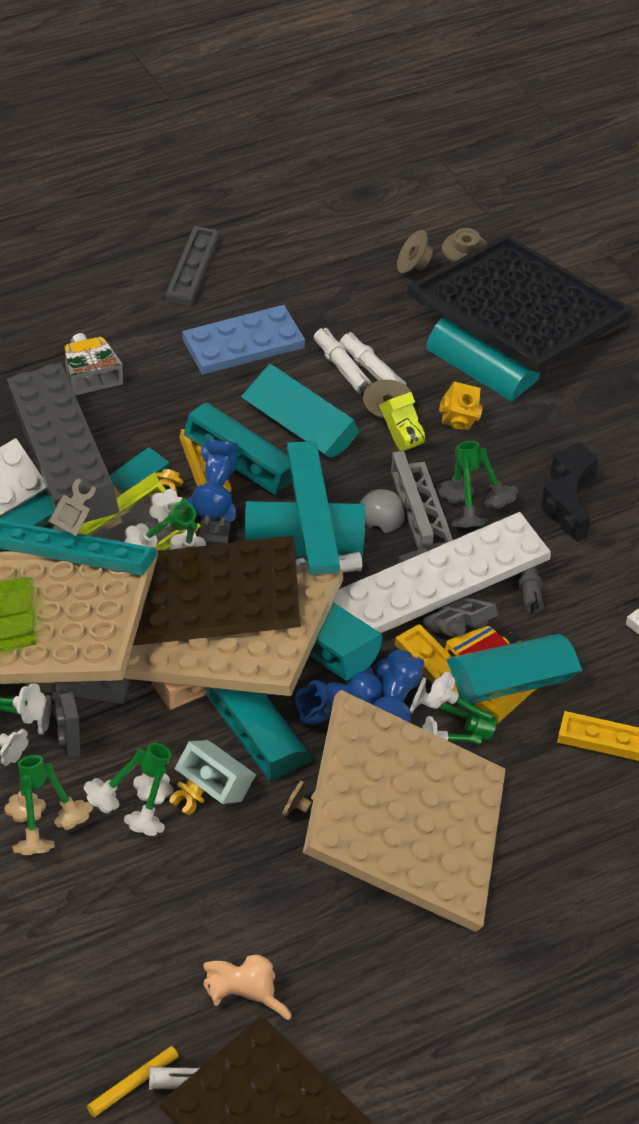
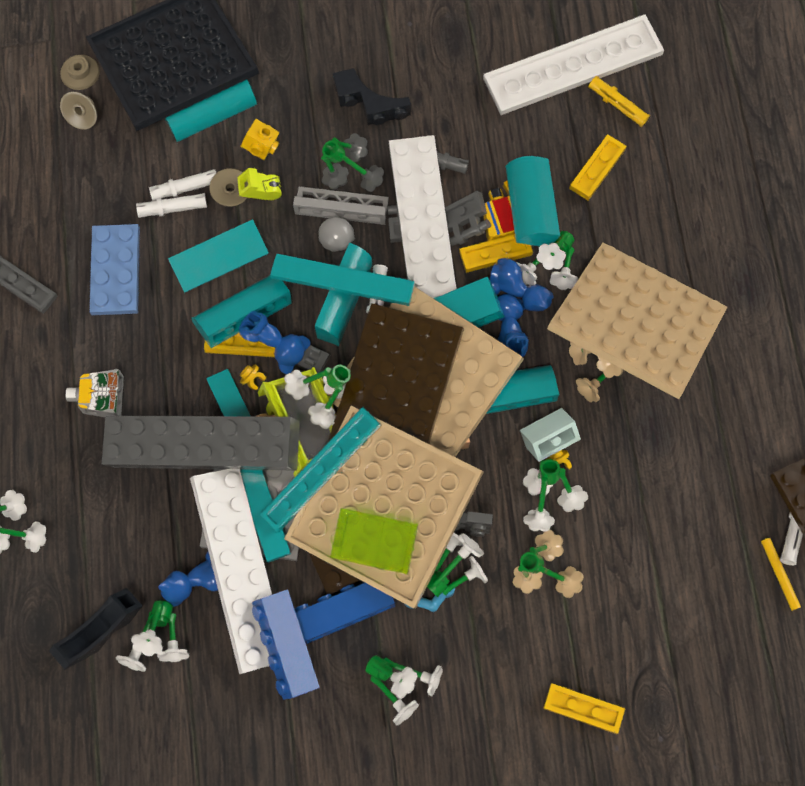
camera: 65 degrees left, 25 degrees up
(71, 512) = (302, 455): dark tan plate -> none
(250, 980) = (730, 470): light nougat animal -> none

